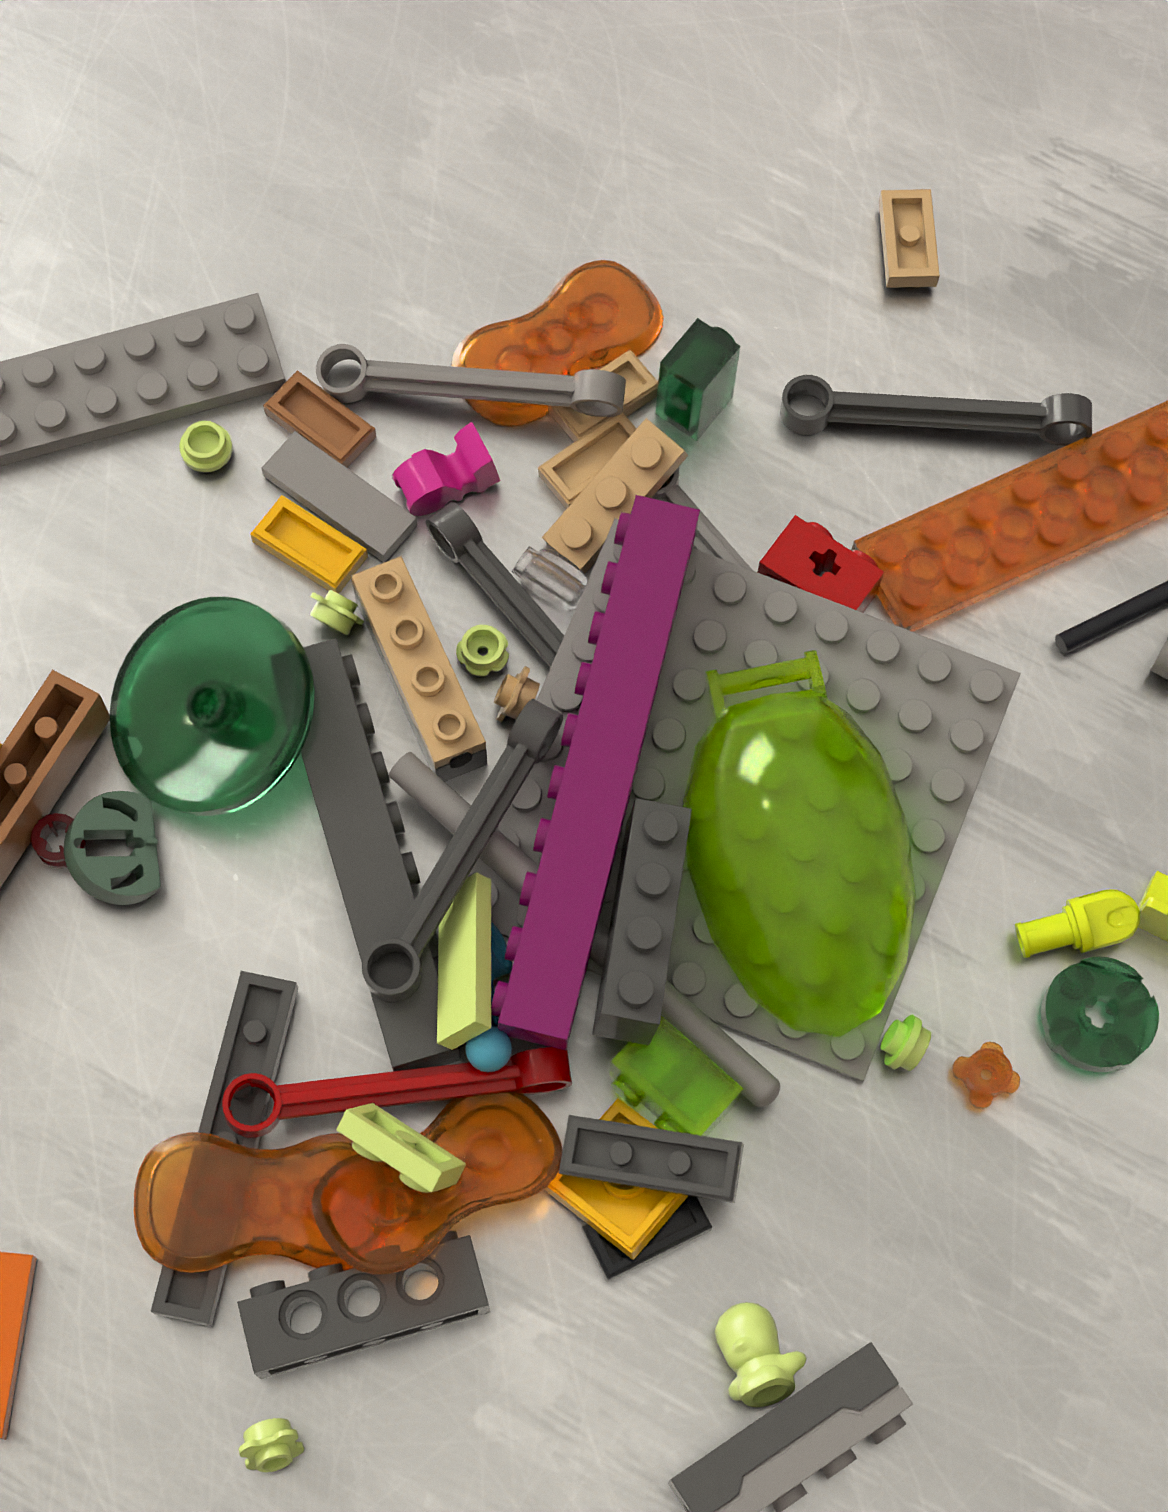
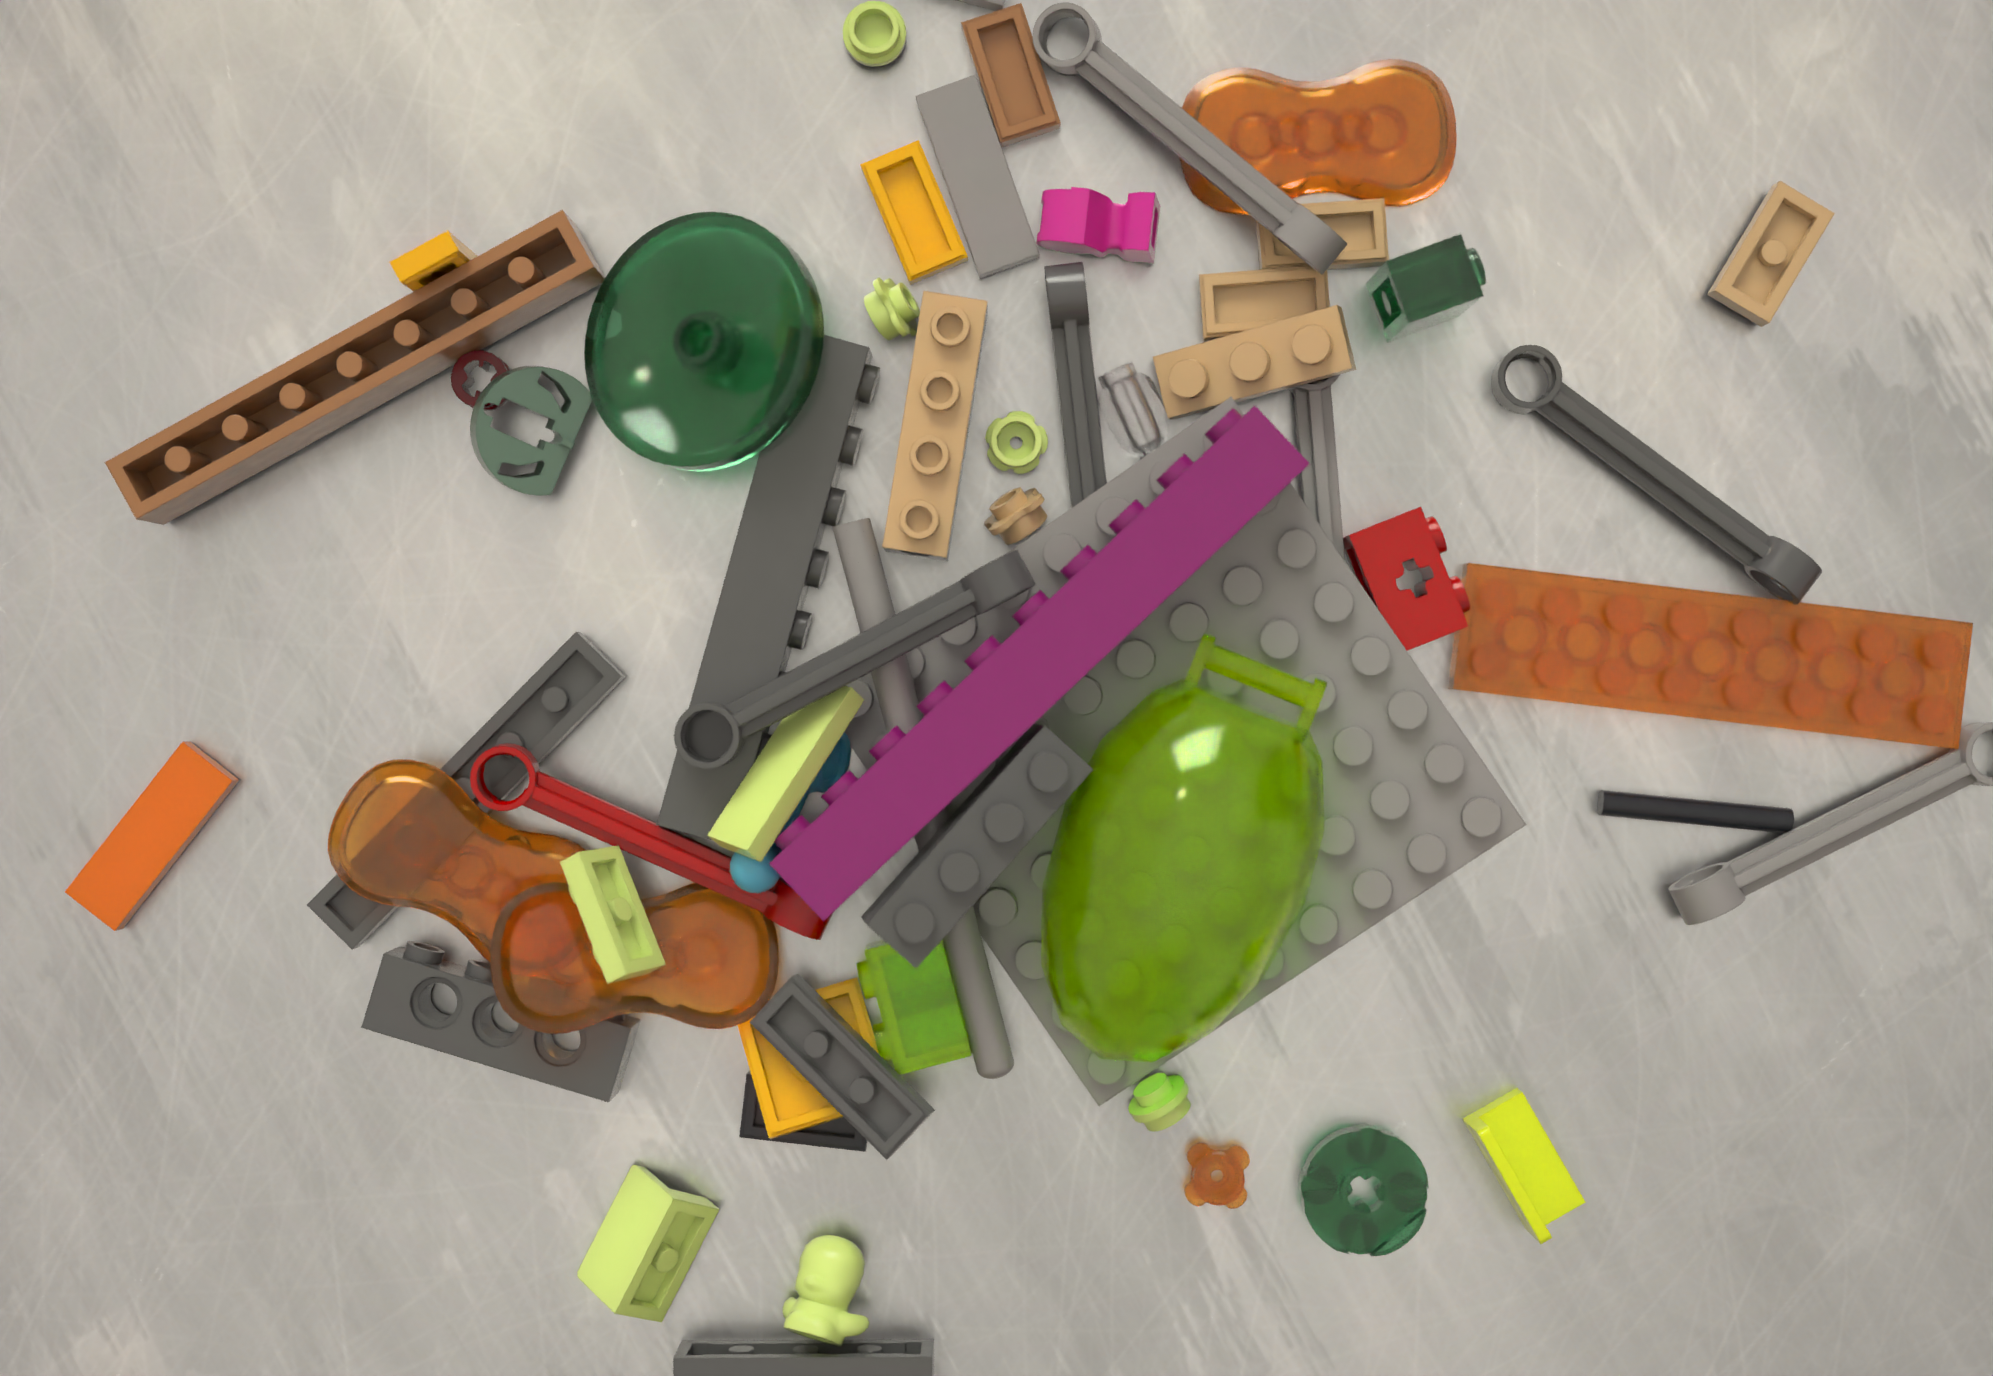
camera: 35 degrees right, 20 degrees up
(270, 1445) = (346, 1091): yellowish green plate -> none
(589, 1414) = (645, 1246): none -> yellowish green panel
(1085, 923) = (1413, 1099): neon yellow arm -> none

